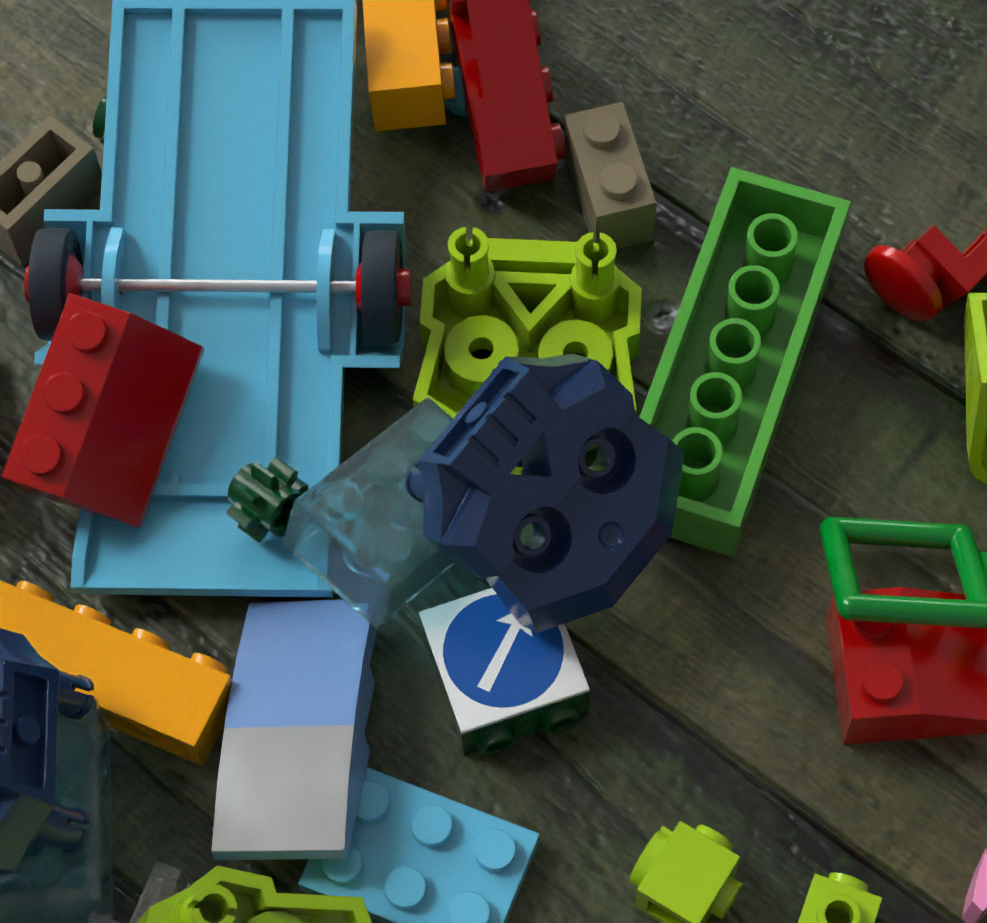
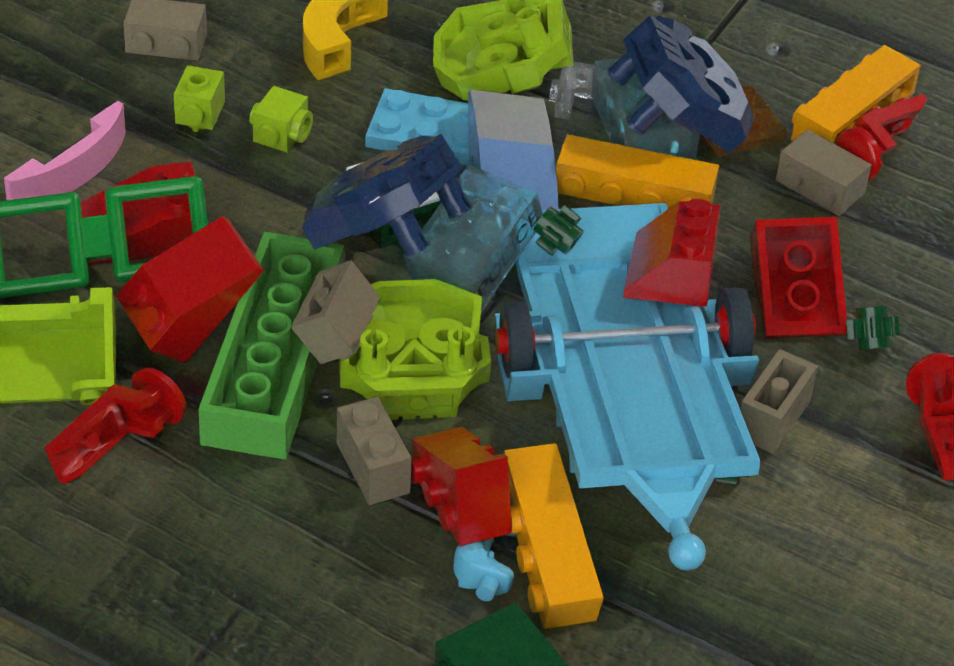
camera: 165 degrees right, 20 degrees down
(647, 316) = (336, 312): none -> dark tan brick
(862, 426) = (190, 289): none -> red slope

